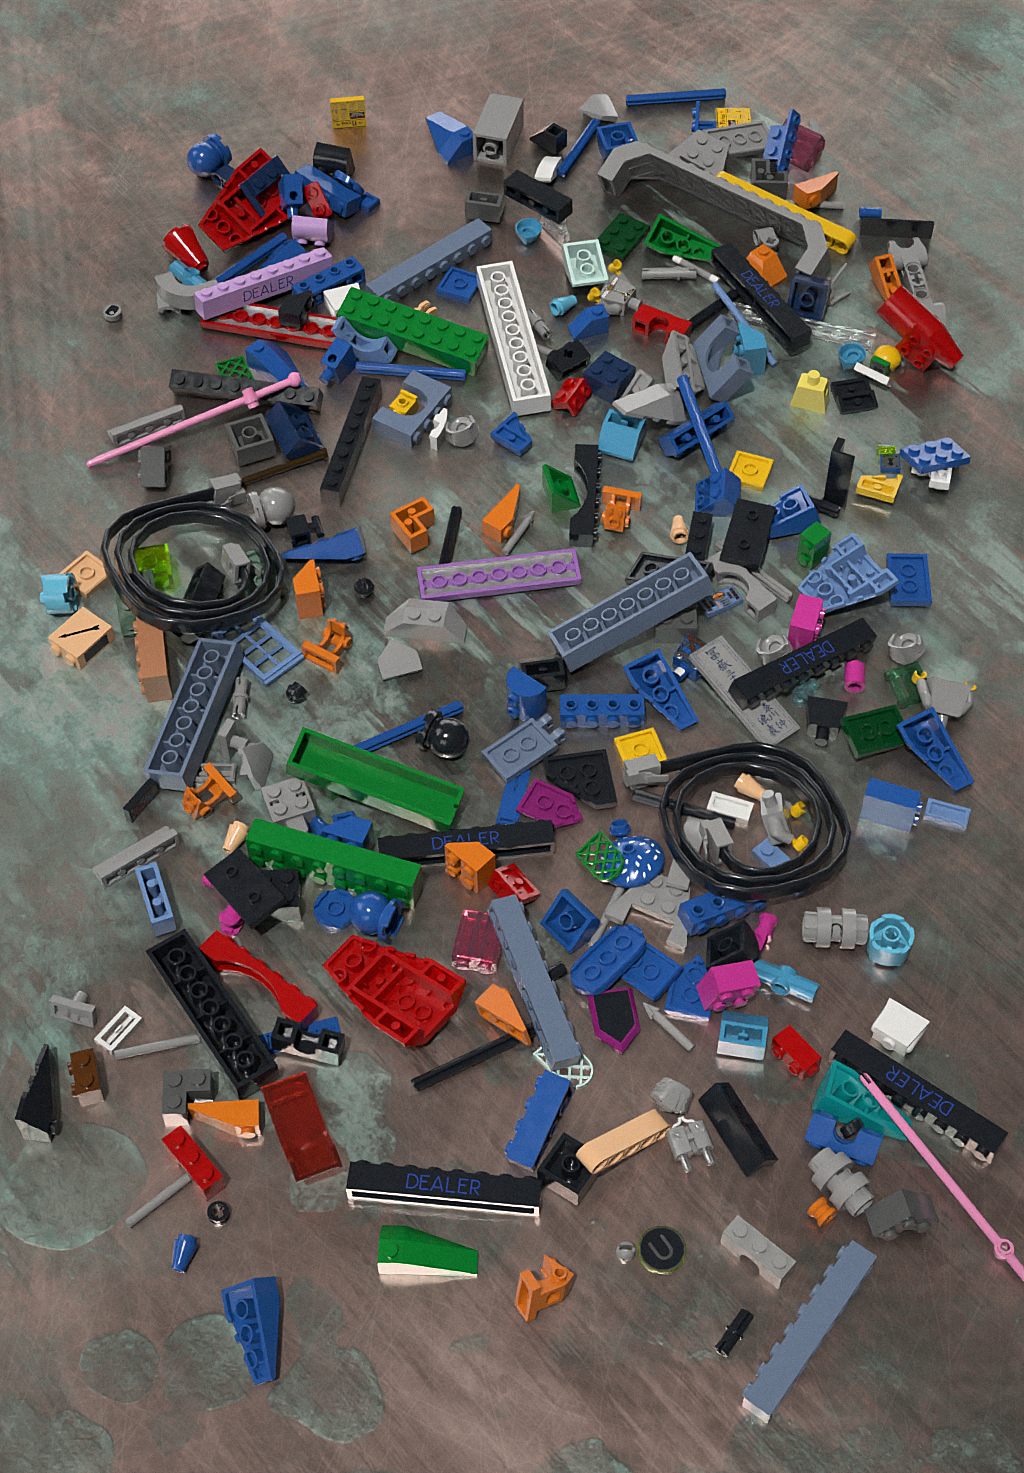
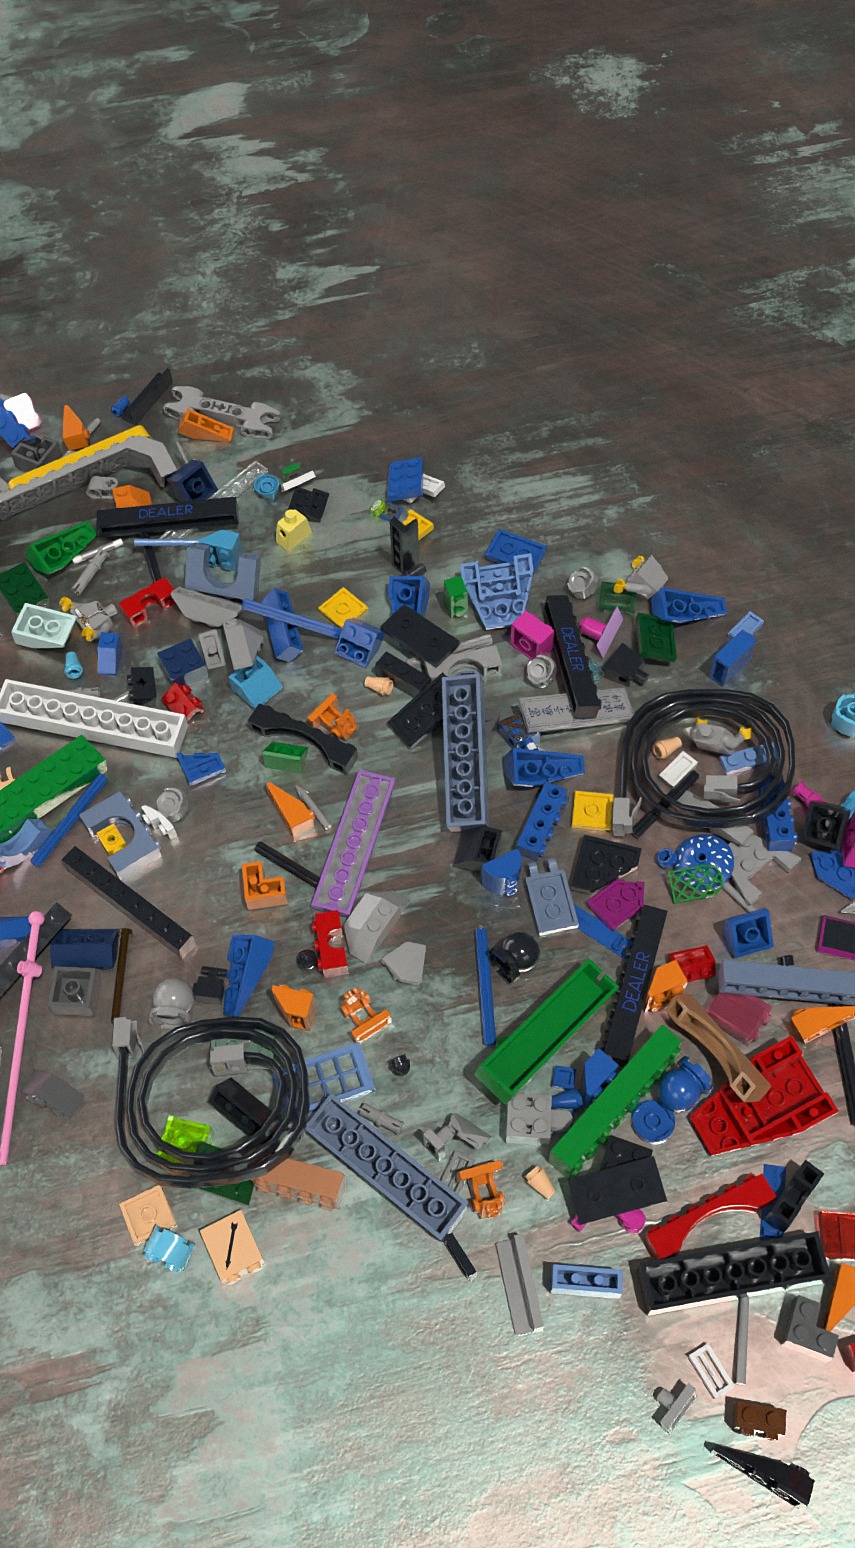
camera: 65 degrees left, 5 degrees up
(337, 362) = (25, 876): blue torso -> none
(371, 602) = (332, 960): none -> red arch
(450, 897) = (742, 1074): none -> medium nougat arch
(607, 959) = (793, 920): blue tile -> none
(652, 973) = (812, 895): blue tile -> none
(823, 928) = (829, 745): light grey piece -> none
(860, 691) = (610, 632): none -> lavender sticker
(889, 354) = (280, 462): yellow hair -> none
(922, 332) = (285, 427): red piece -> none

